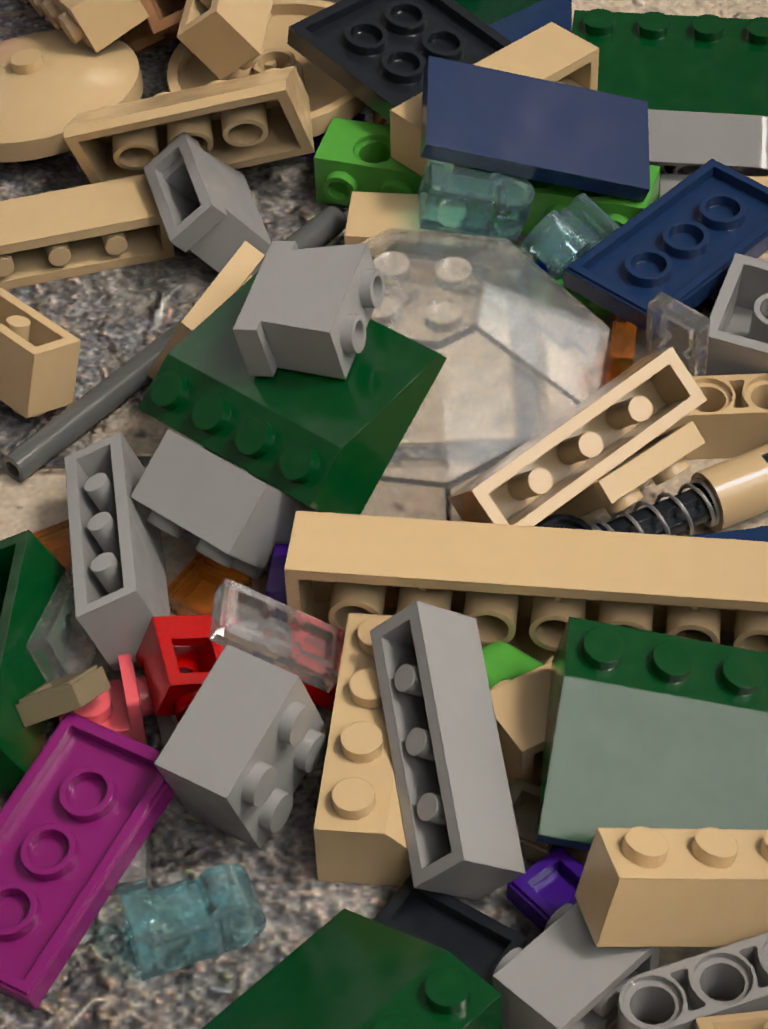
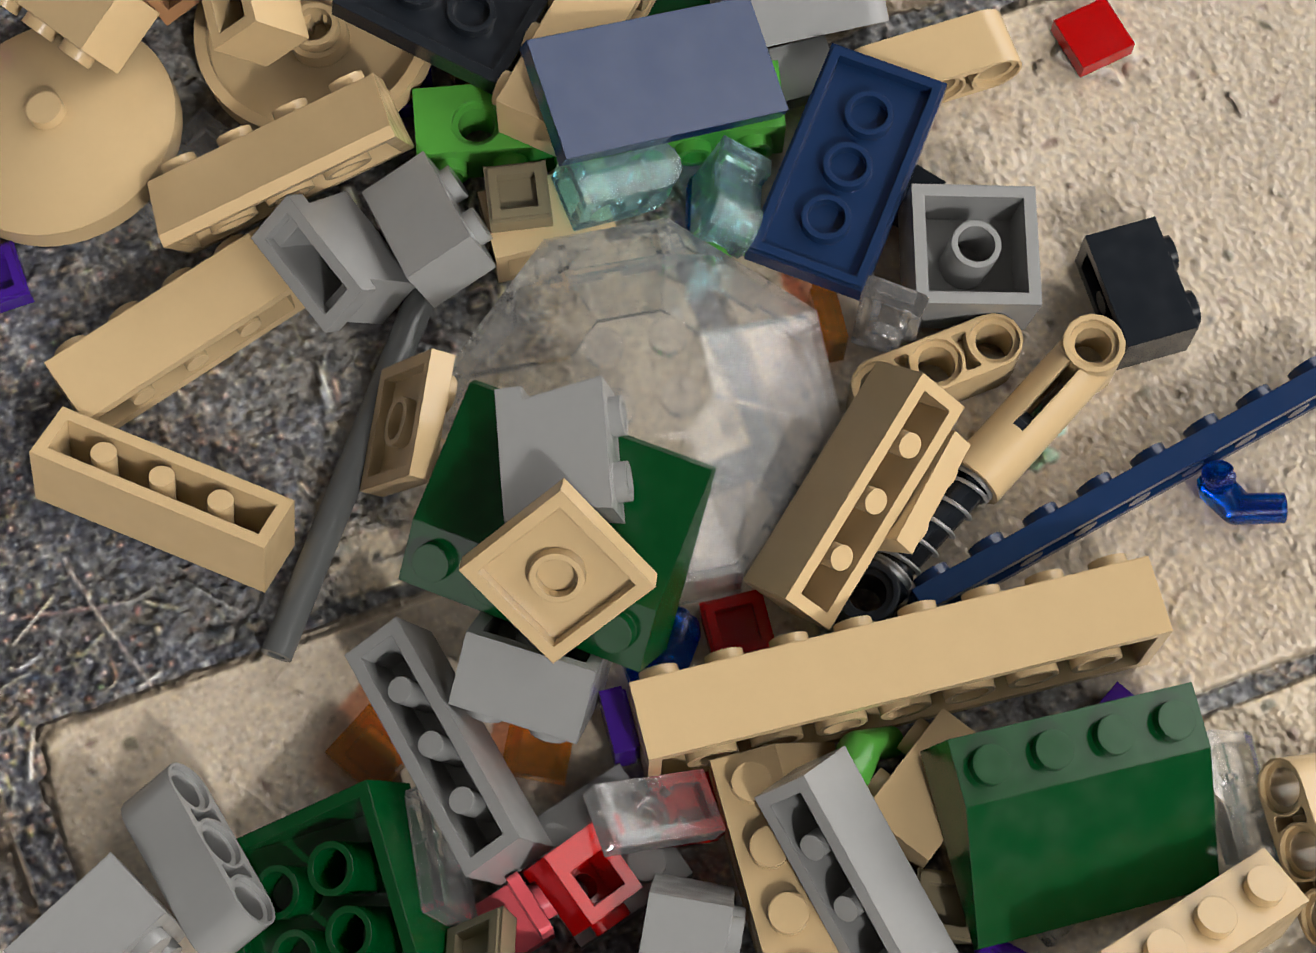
camera: 25 degrees left, 25 degrees up
(262, 375) = (558, 571): none -> tan plate
(300, 200) = (429, 228): none -> light grey brick
(383, 196) = (518, 196): none -> dark tan tile

